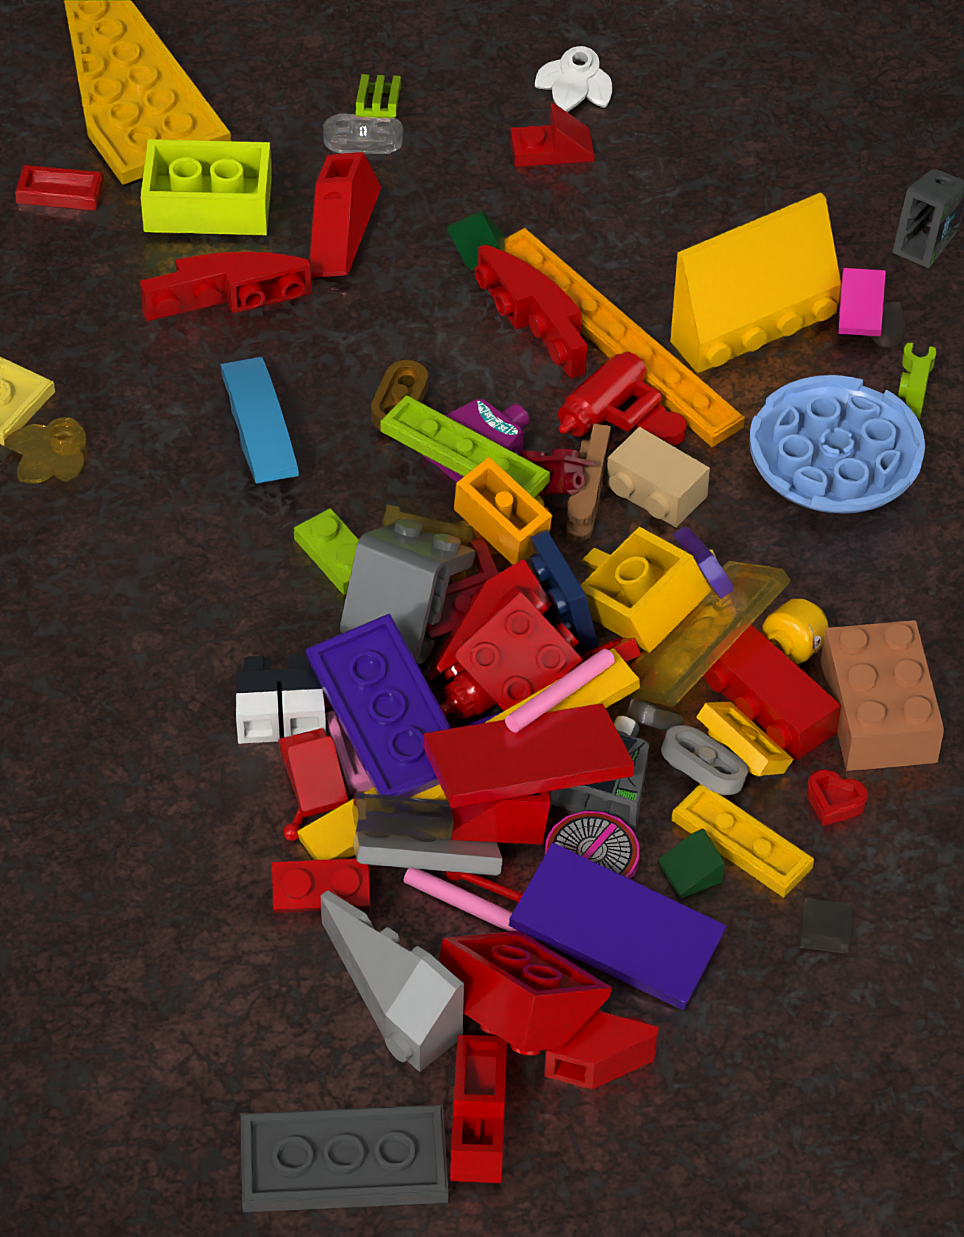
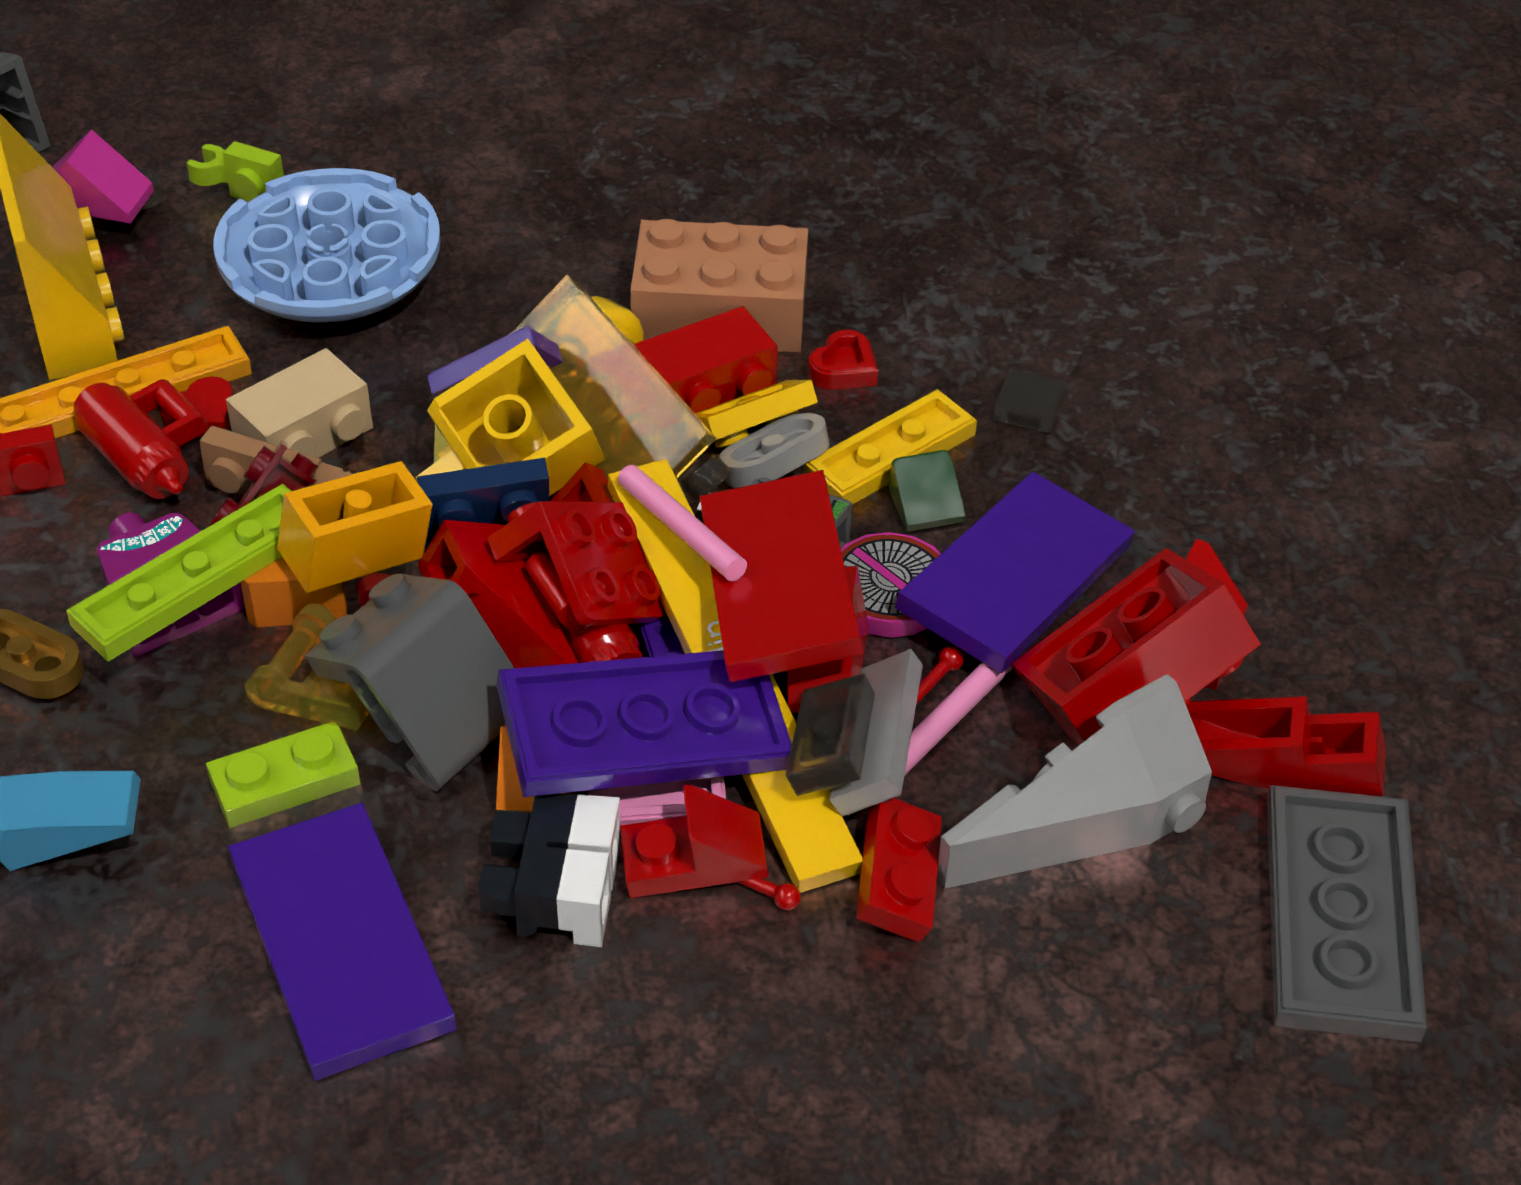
camera: 80 degrees left, 5 degrees down
(214, 608) = (341, 941): none -> dark purple tile

